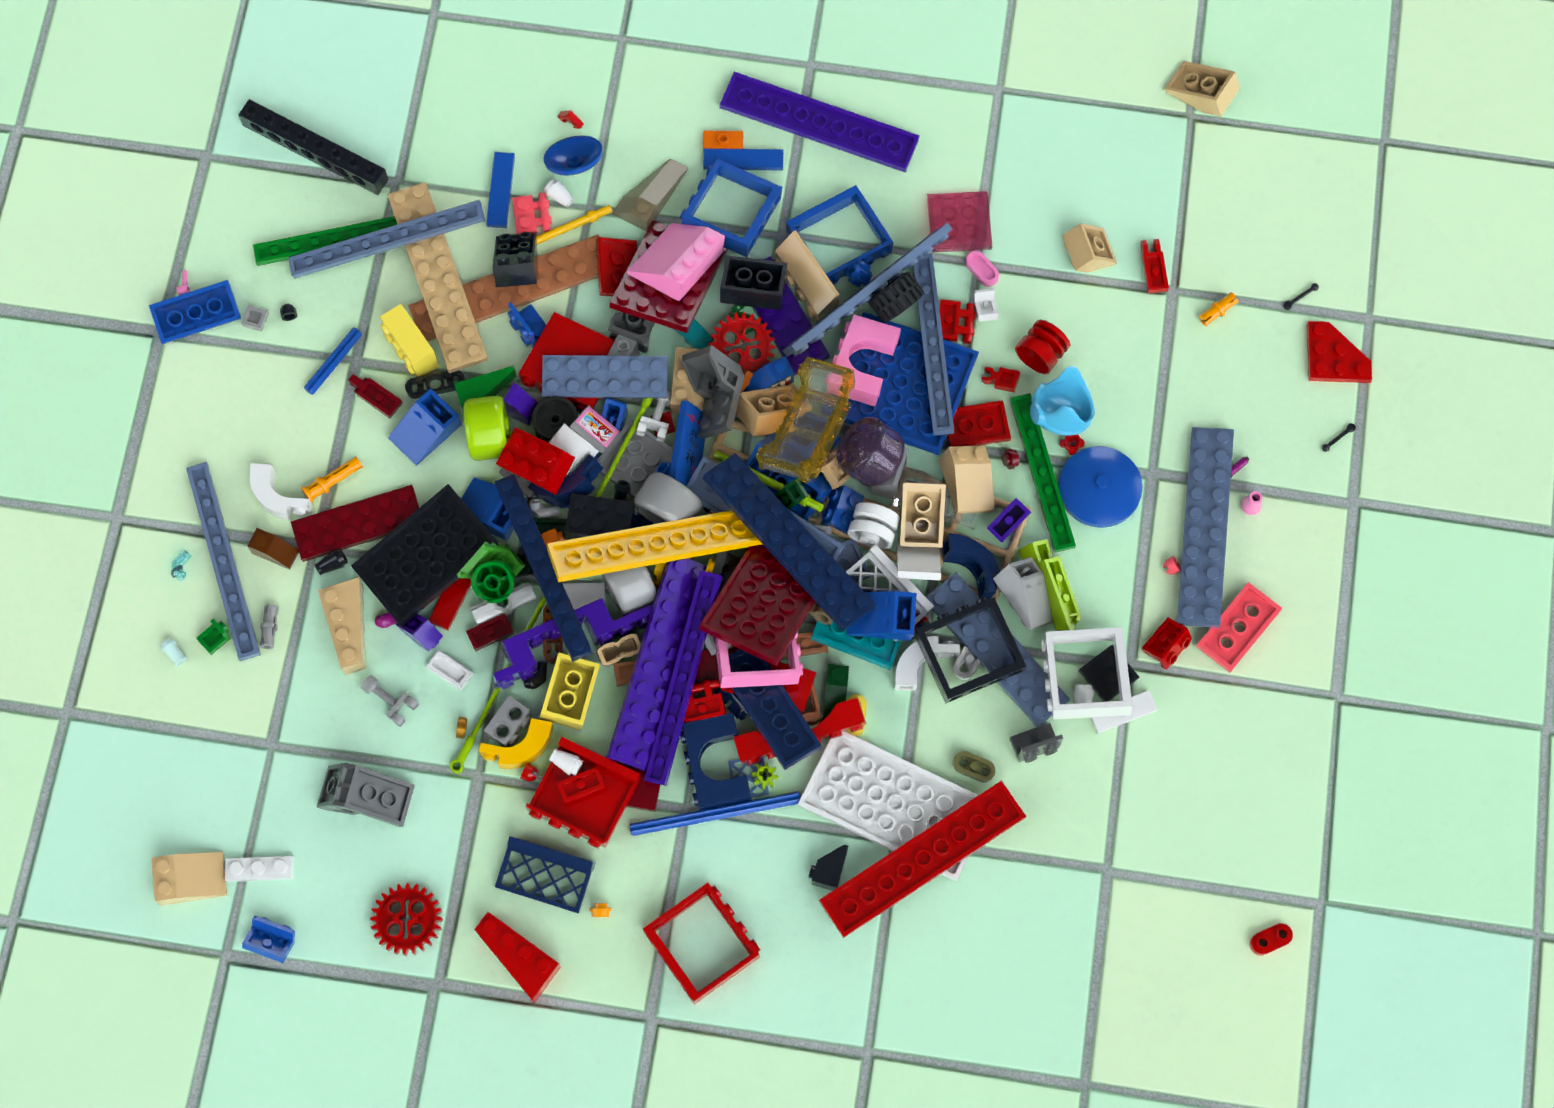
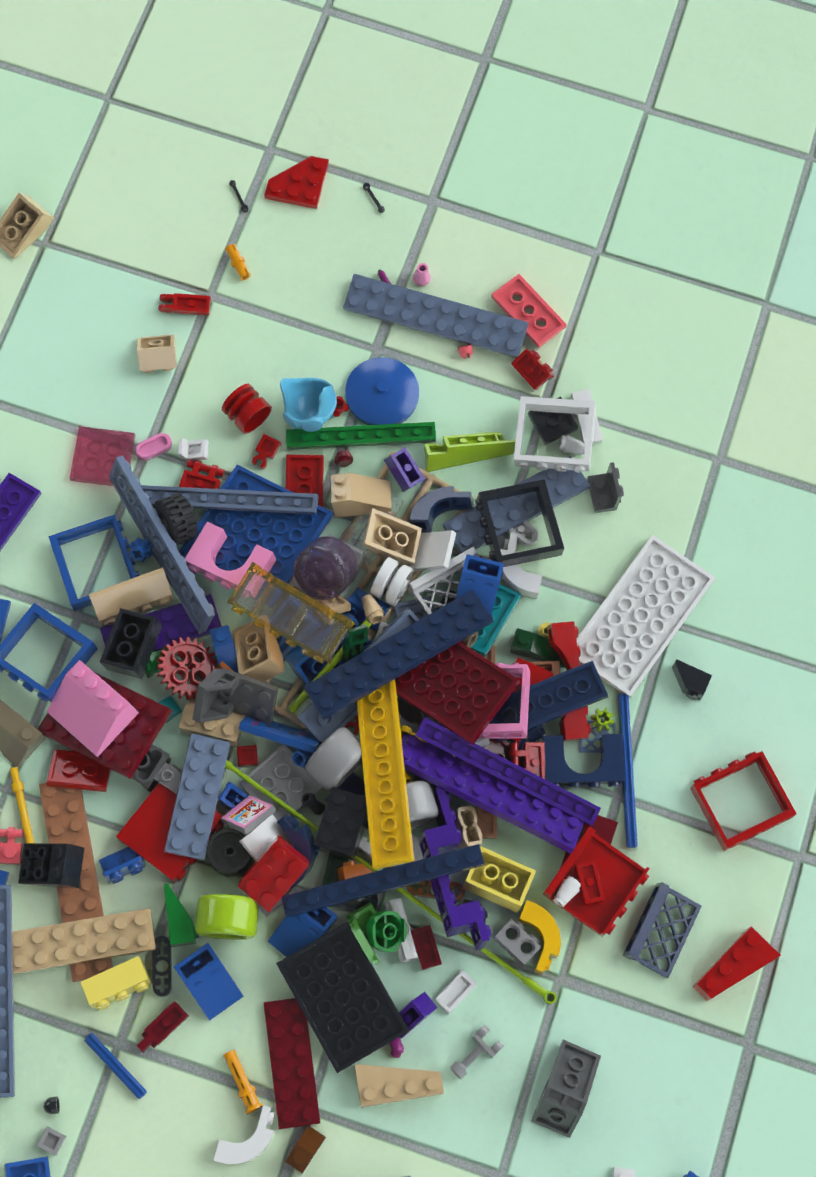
camera: 85 degrees left, 0 degrees up
(269, 626) = (384, 1163): light grey pin -> none
(334, 560) = (328, 1091): black cone -> none
(386, 920) = (687, 1082): red gear -> none
(450, 603) = (395, 985): red tile -> none
(461, 727) = (515, 987): pearl gold tile -> none
(519, 404) = (206, 881): dark purple slope -> none
(530, 773) = (567, 929): red hinge -> none
(541, 511) = (315, 879): white arm -> none
(600, 910) = (702, 884): light orange plate -> none
(655, 423) = (250, 760): white bar -> none
(836, 509) = (372, 610): none -> tan cone
(922, 859) = (697, 601): red plate -> none
(974, 766) = (617, 546): olive plate -> none
(1026, 592) = (469, 469): light grey slope -> none
(1271, 938) = (791, 346): red plate -> none

